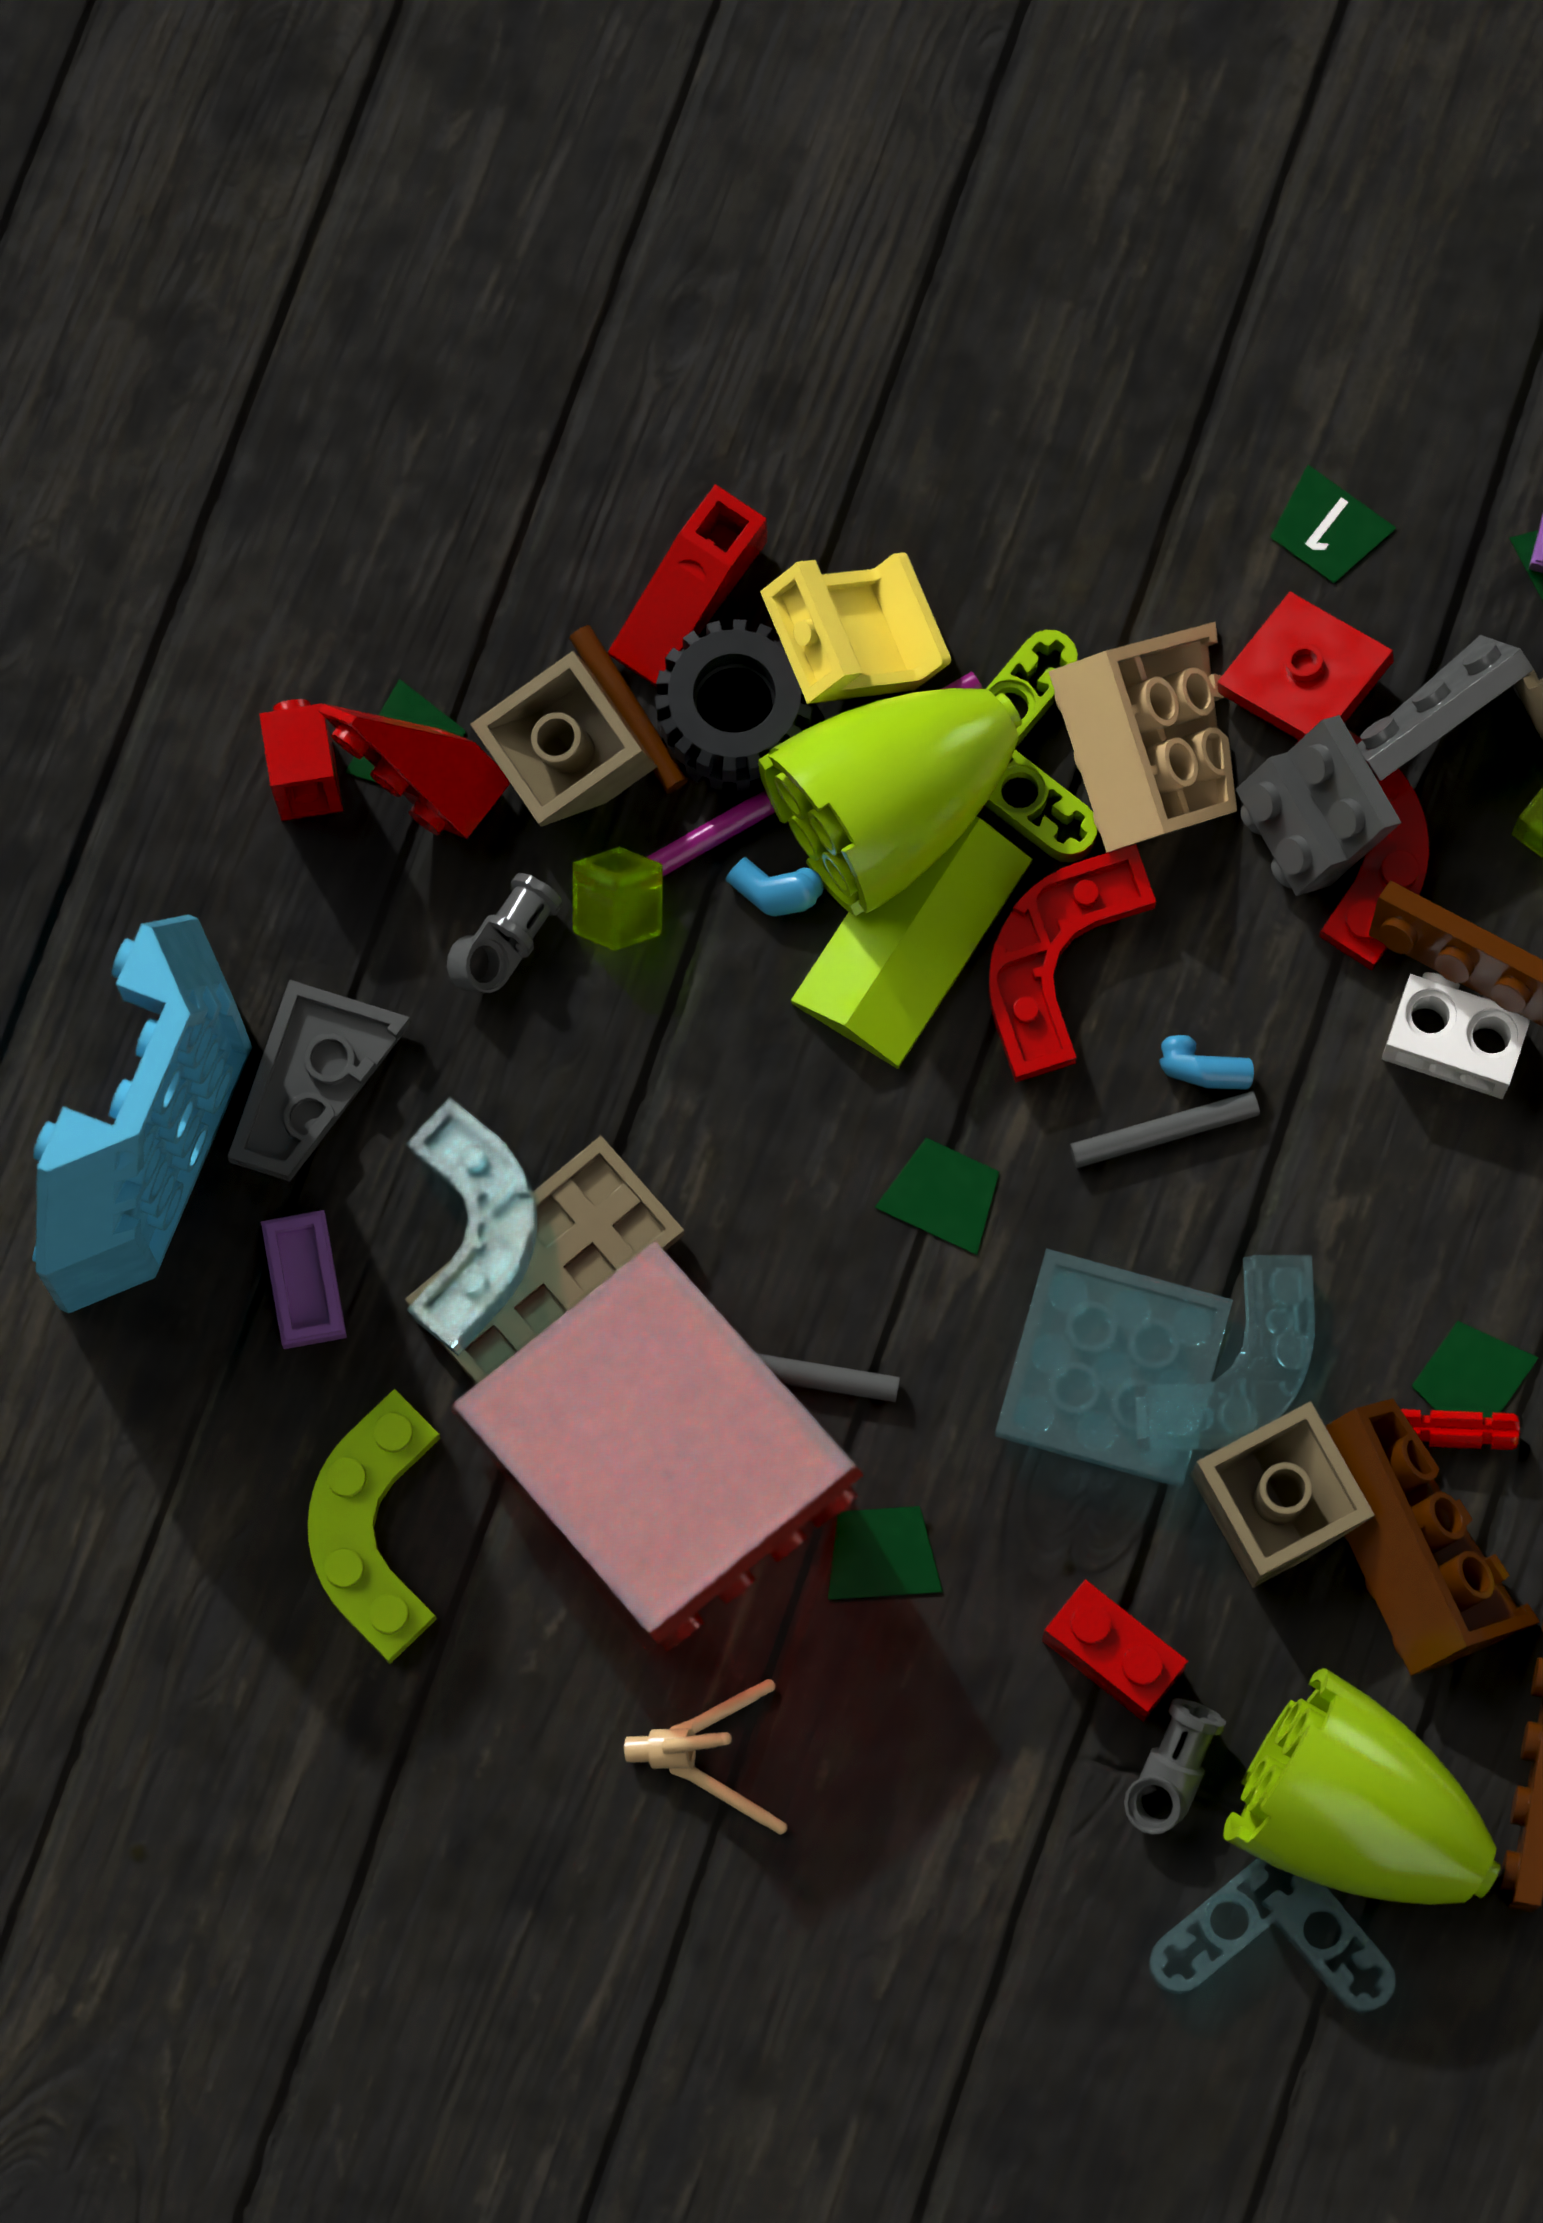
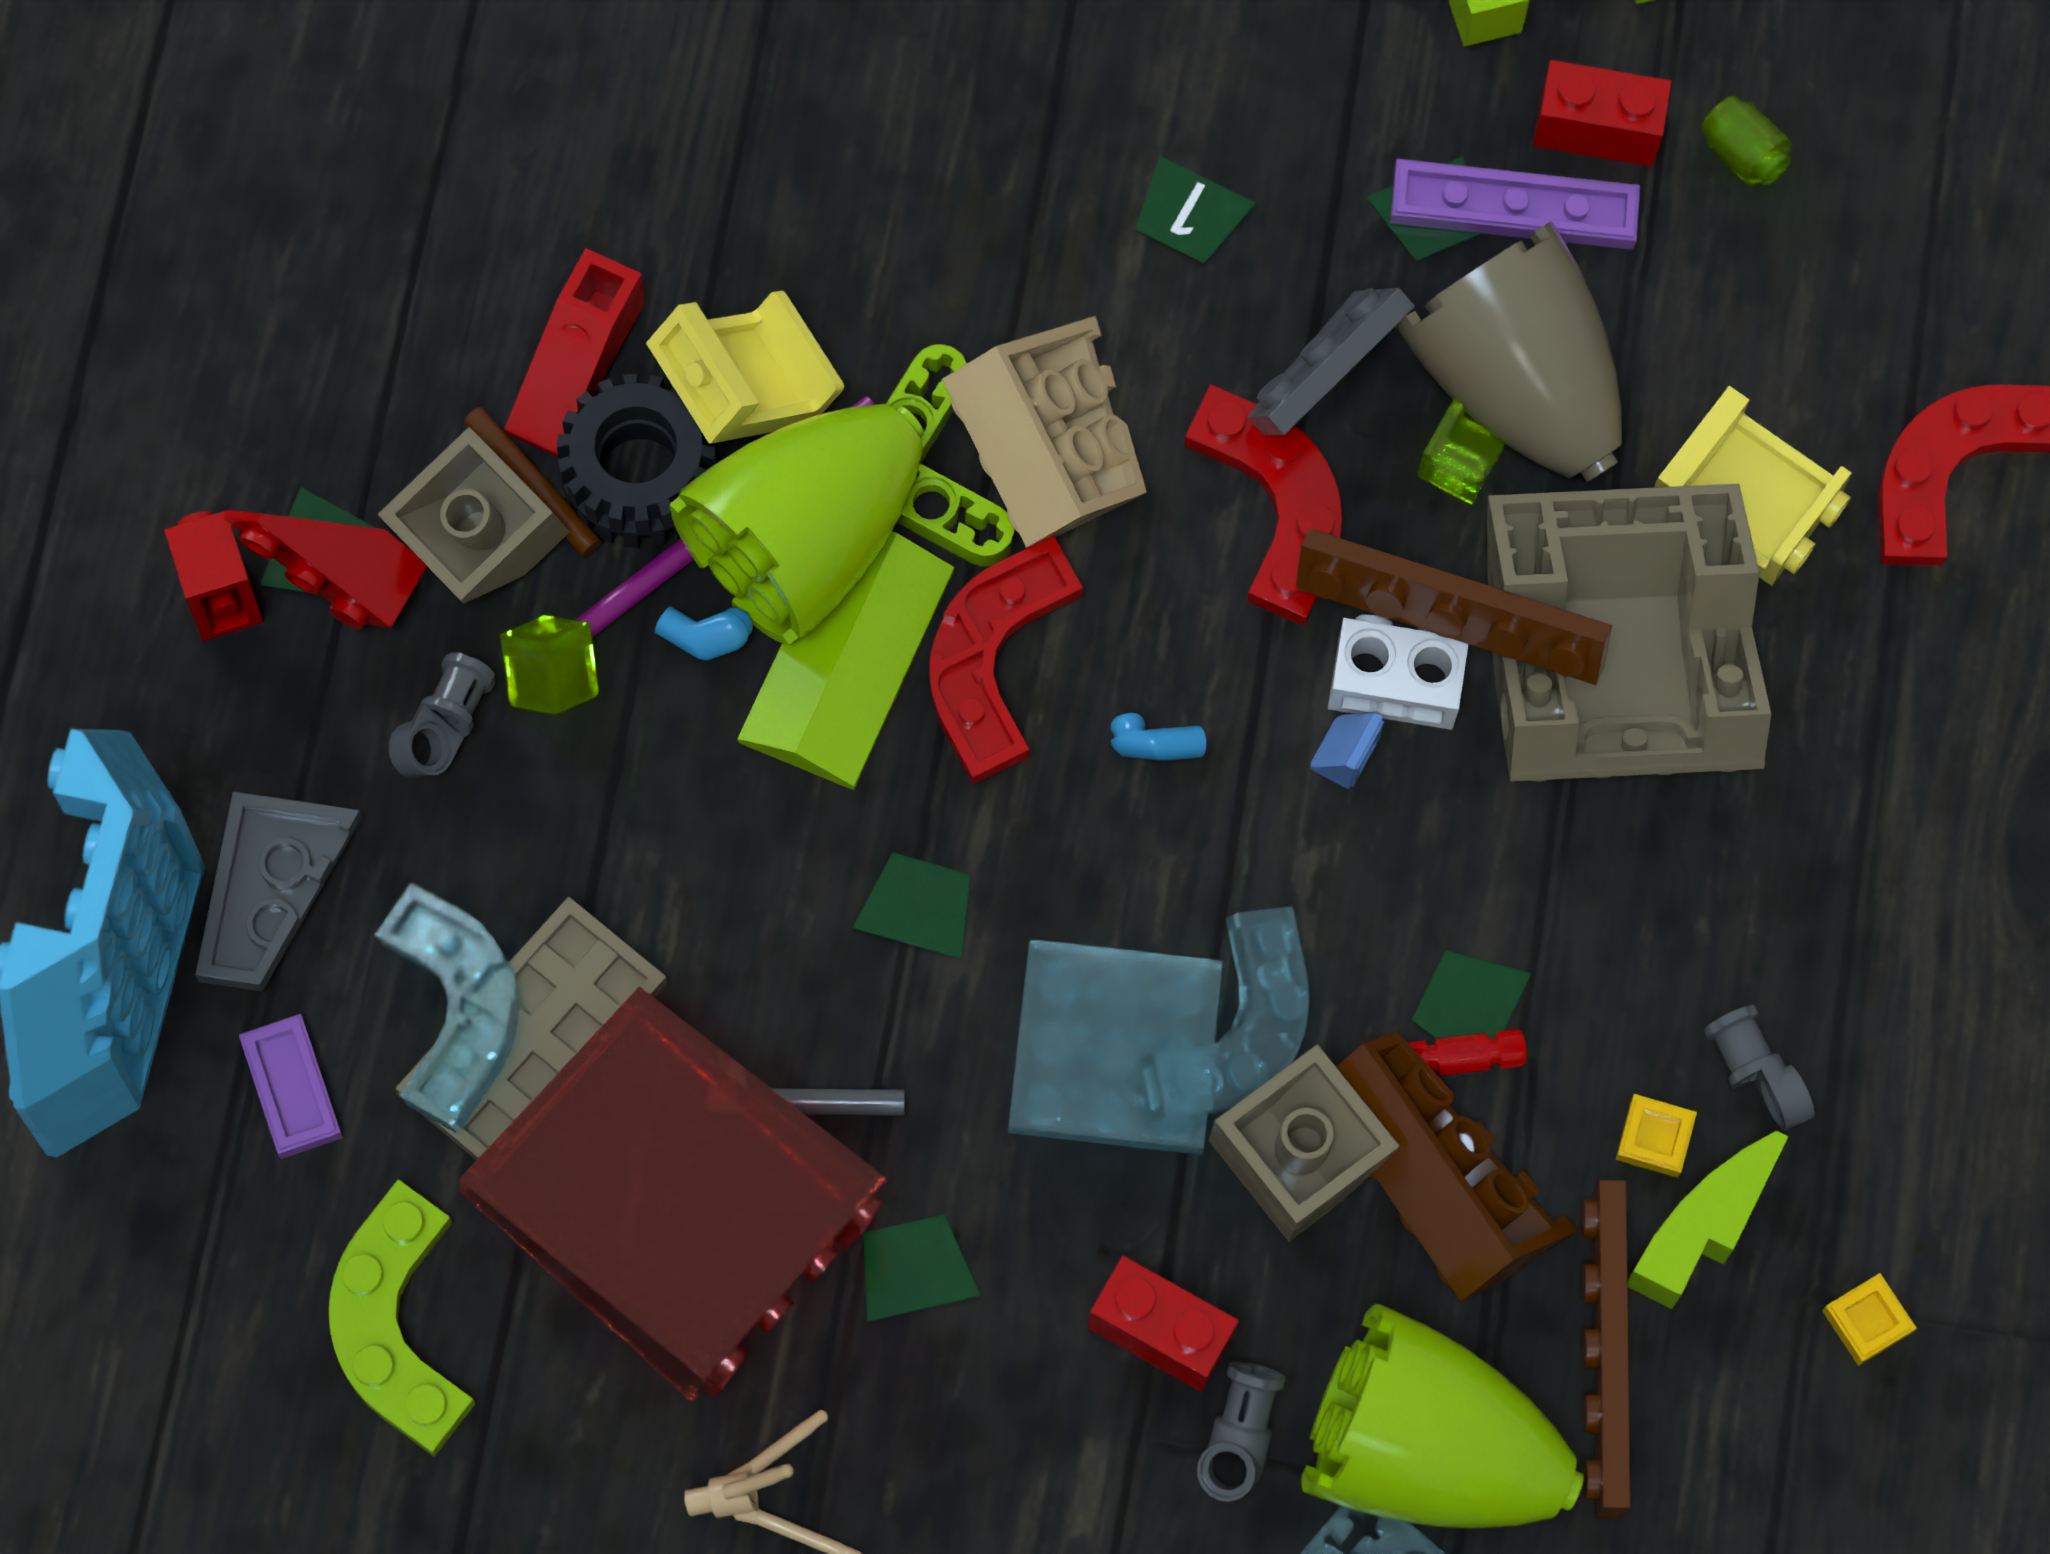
camera: 15 degrees left, 5 degrees down
(1164, 1129) = (1127, 808): dark grey bar -> none
(1304, 668) = (1191, 348): red plate -> none
(1317, 808) = (1225, 473): dark grey plate -> none
(1393, 1102) = (1348, 747): none -> medium blue slope

